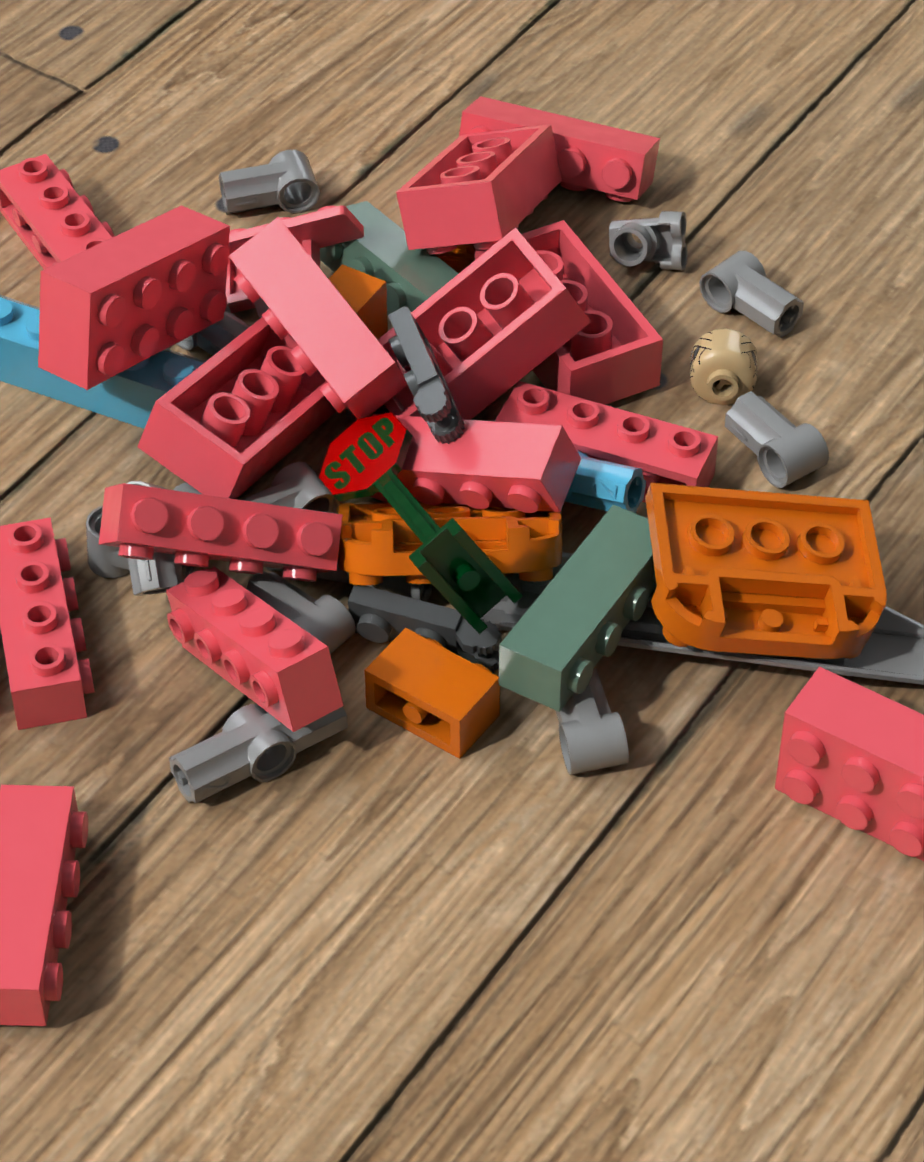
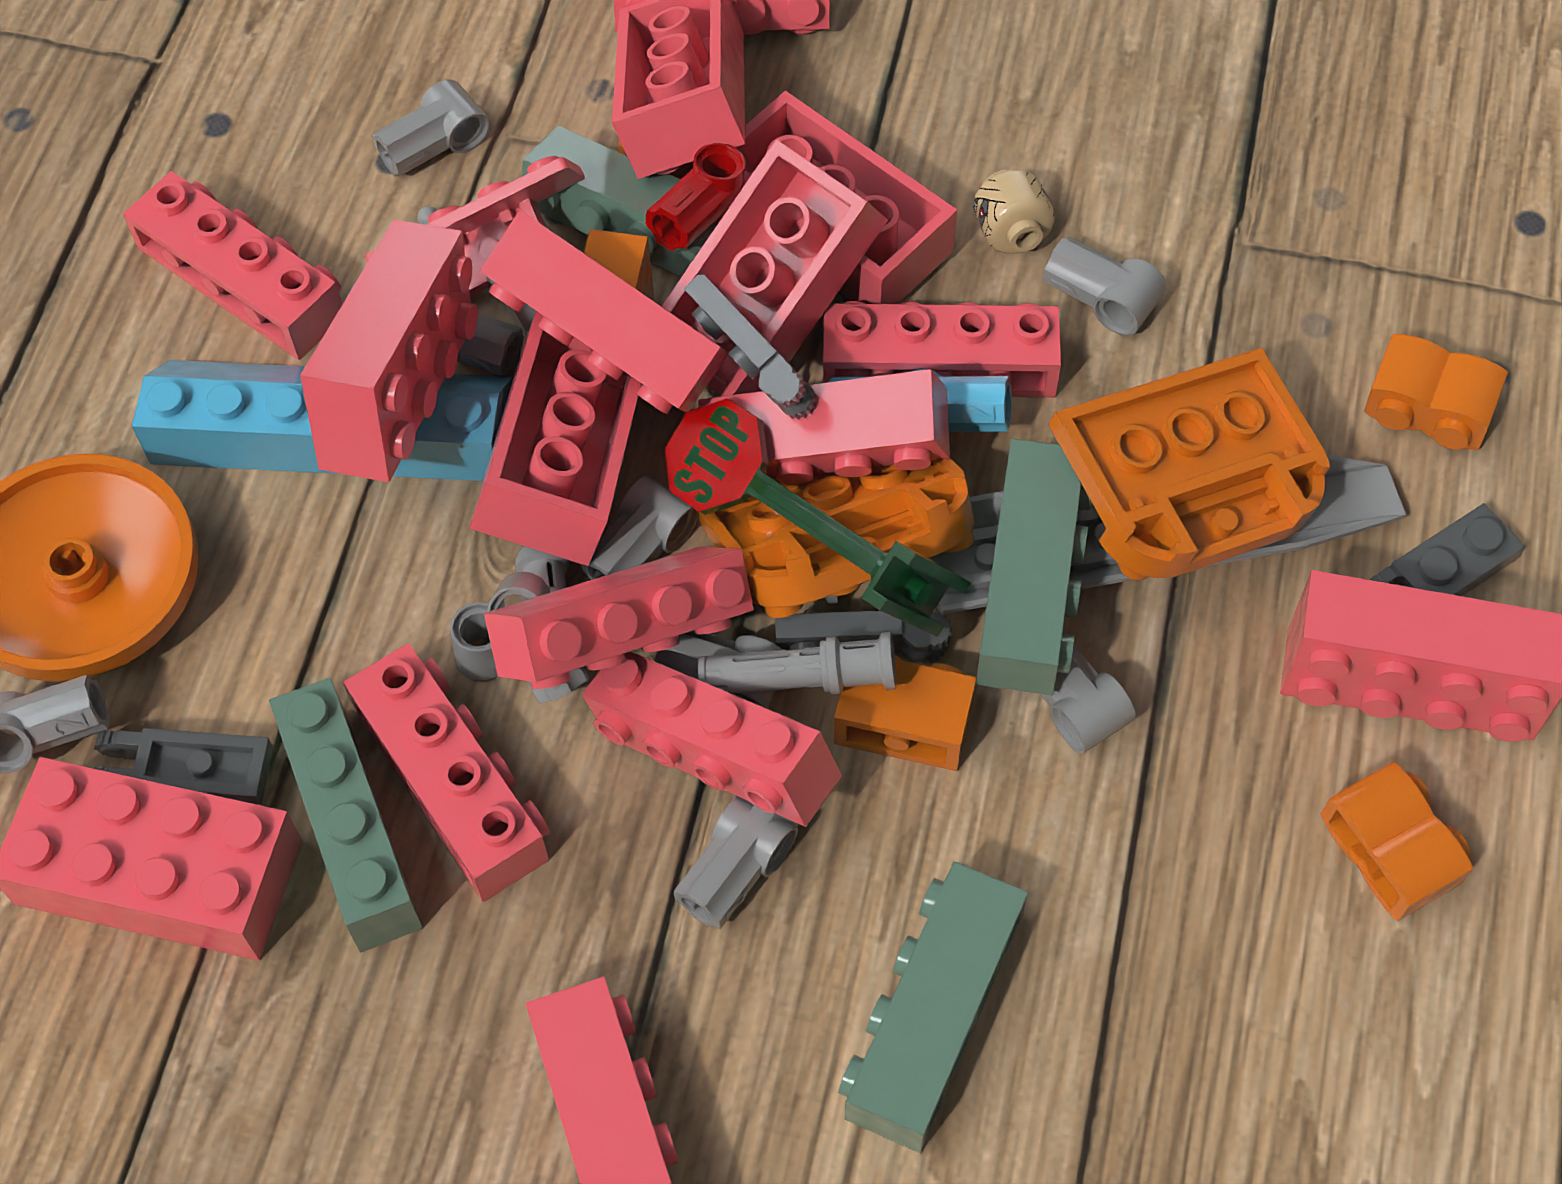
camera: 20 degrees left, 15 degrees up
(340, 910) = (934, 1007): none -> sand green brick
(375, 625) = (827, 666): none -> light grey pin
(426, 274) = (698, 197): none -> red piece
(660, 237) = (861, 78): light grey plate -> none
(743, 285) = (985, 105): light grey piece -> none
(814, 918) = (1397, 840): none -> orange brick

